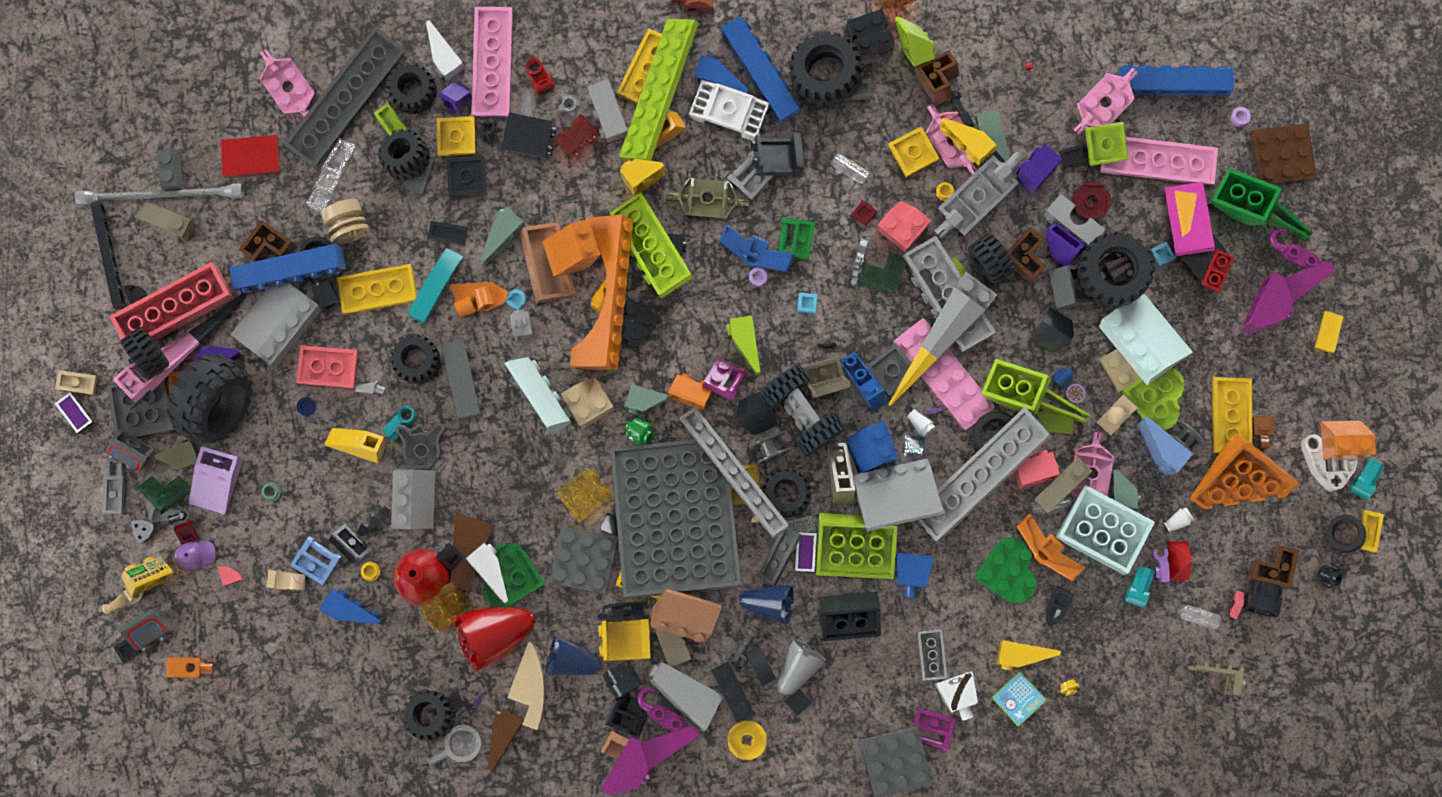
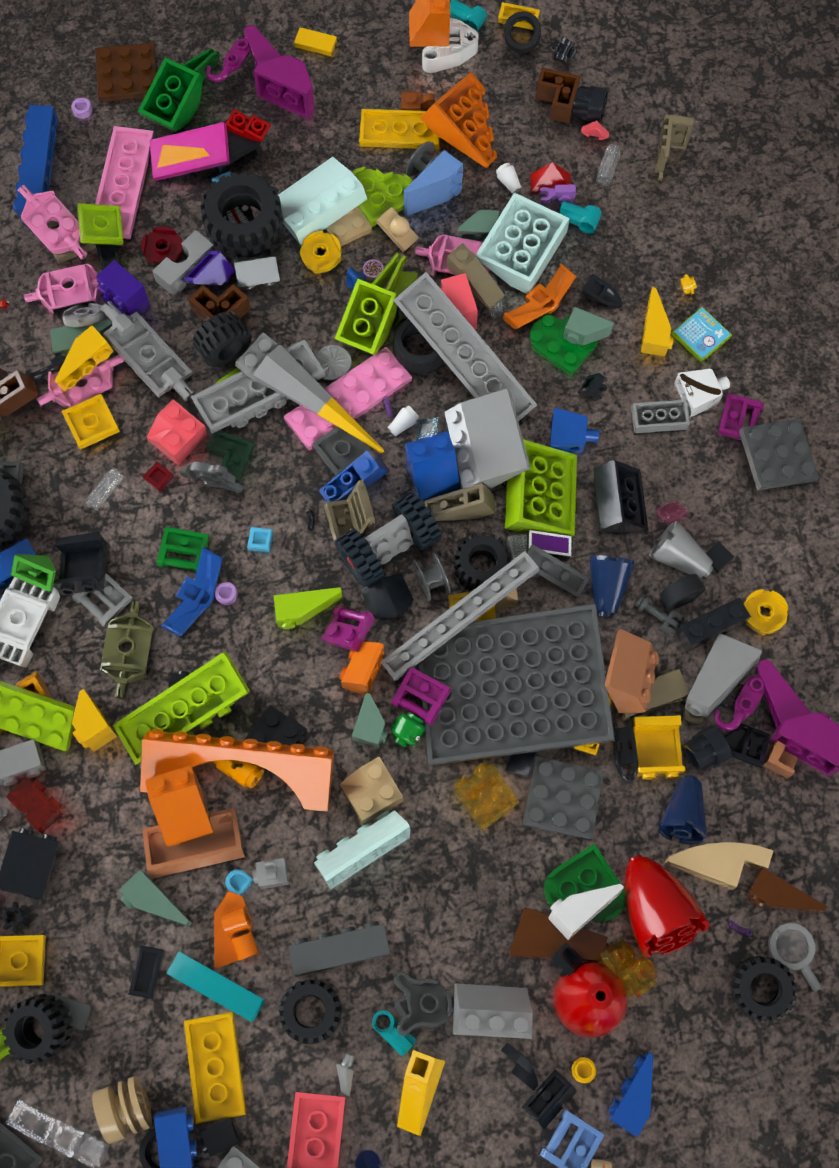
camera: 95 degrees left, 10 degrees down
(466, 176) = (73, 946): black plate -> none
(670, 445) = (425, 689): none -> magenta plate
(770, 118) = (34, 570): none -> bright green slope
(837, 661) = (671, 512): none -> clear pink plate
(944, 190) = (139, 391): yellow plate -> none
(960, 593) = (592, 385): none -> black tile
(978, 360) = (334, 361): none -> light grey wheel
(1014, 136) = (79, 316): none -> light grey tile
(1014, 586) = (586, 328): none -> sand green slope
(1045, 106) = (55, 296): none -> bright pink plate
(1054, 331) = (304, 288): black slope -> none
(1088, 355) = (325, 262): none -> yellow plate

